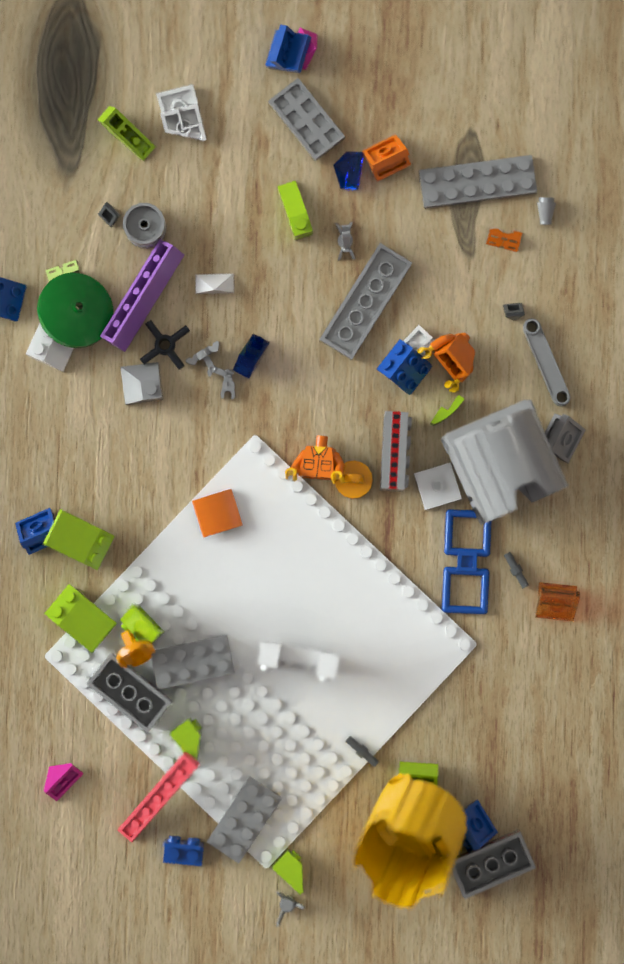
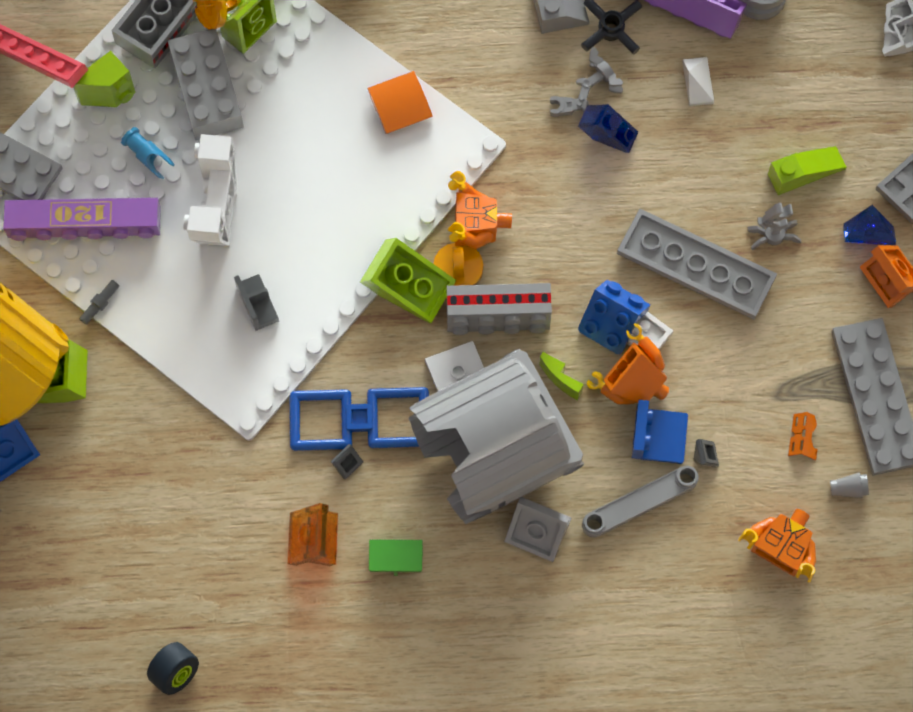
camera: 85 degrees right, 15 degrees down
(244, 710) = (145, 150): none -> dark azure piece
(296, 761) = (82, 218): none -> medium lavender brick
(365, 518) = (407, 279): none -> lime slope
(371, 632) = (256, 301): none -> dark grey panel
(497, 343) = (659, 434): none -> blue bracket
(500, 573) = (347, 461): none -> dark grey slope
(516, 570) = (352, 483): dark grey bar -> none
(576, 542) = (395, 556): none -> bright green panel
(586, 262) = (784, 543): none -> orange torso

